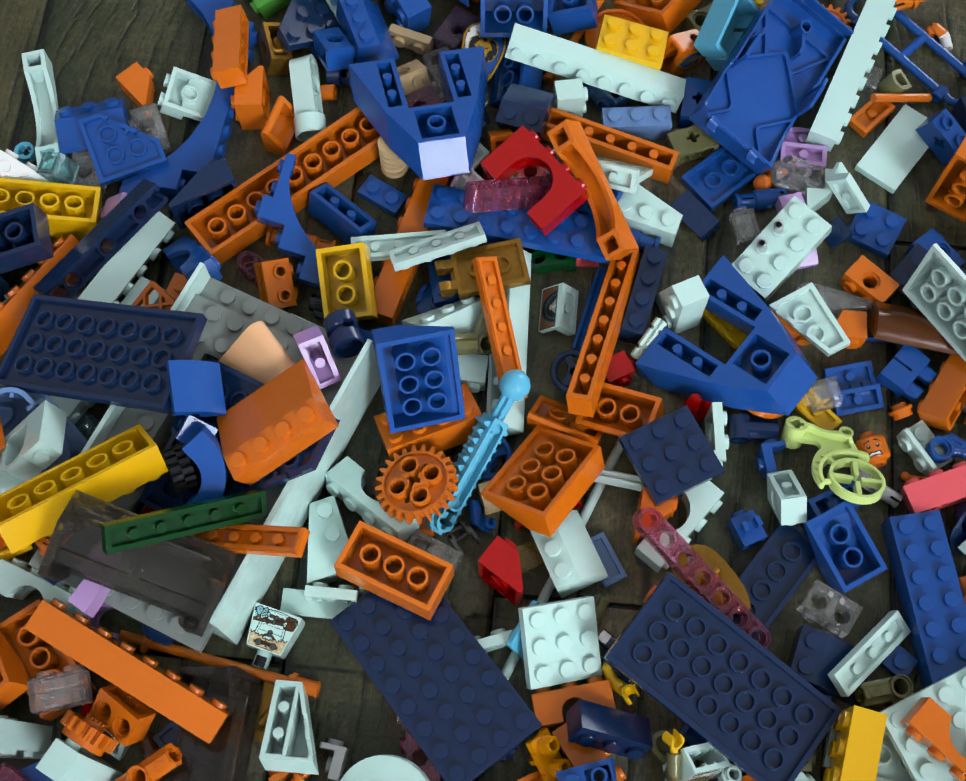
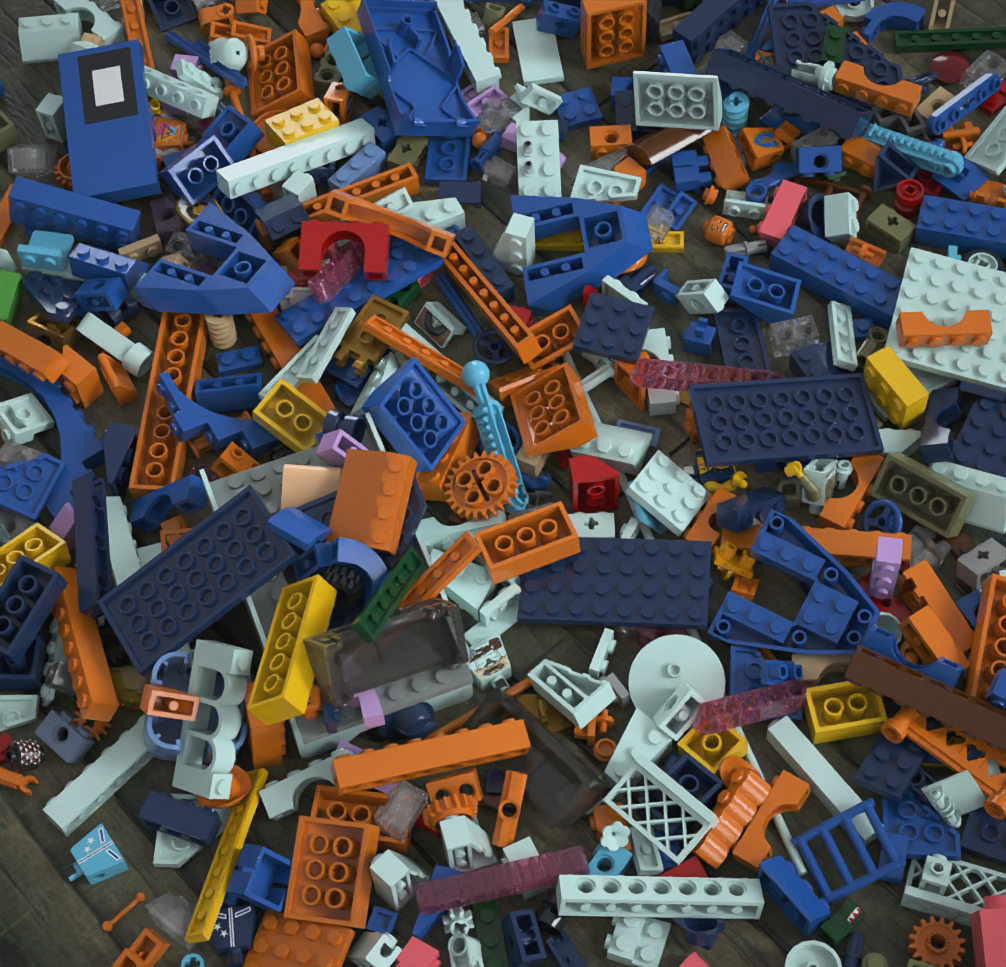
camera: 45 degrees left, 10 degrees down
(351, 725) = (606, 645): none -> light aqua plate
(476, 619) = (601, 524): none -> light aqua brick
(648, 337) = (519, 285): light aqua axle -> none
(839, 451) = (702, 244): yellowish green piece -> none

